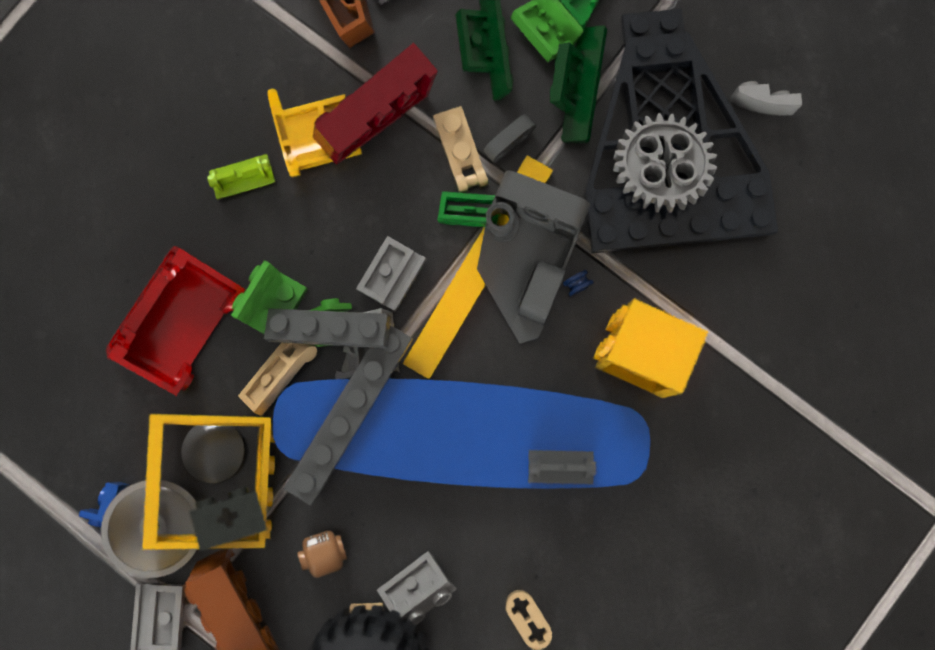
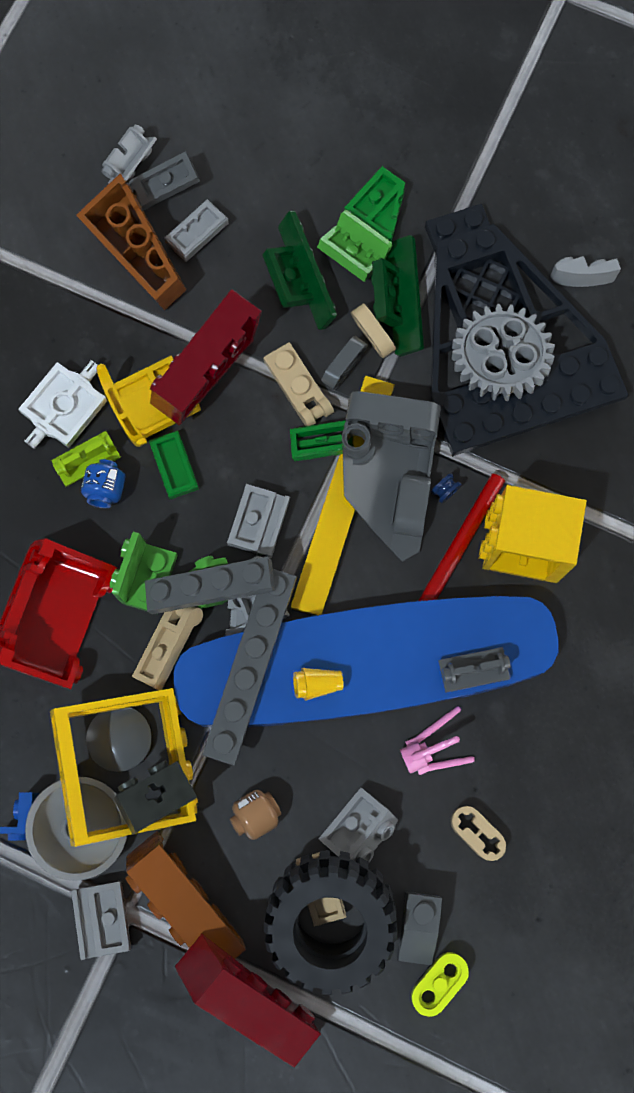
camera: 15 degrees left, 5 degrees down
(231, 120) = (62, 405): none -> white plate
(251, 205) = (103, 484): none -> blue head
(323, 201) = (173, 465): none -> green tile
(407, 445) = (314, 683): none -> yellow cone
(489, 533) = (418, 755): none -> bright pink plant
(544, 112) = (373, 331): none -> tan beam
(582, 335) = (462, 538): none -> red piece

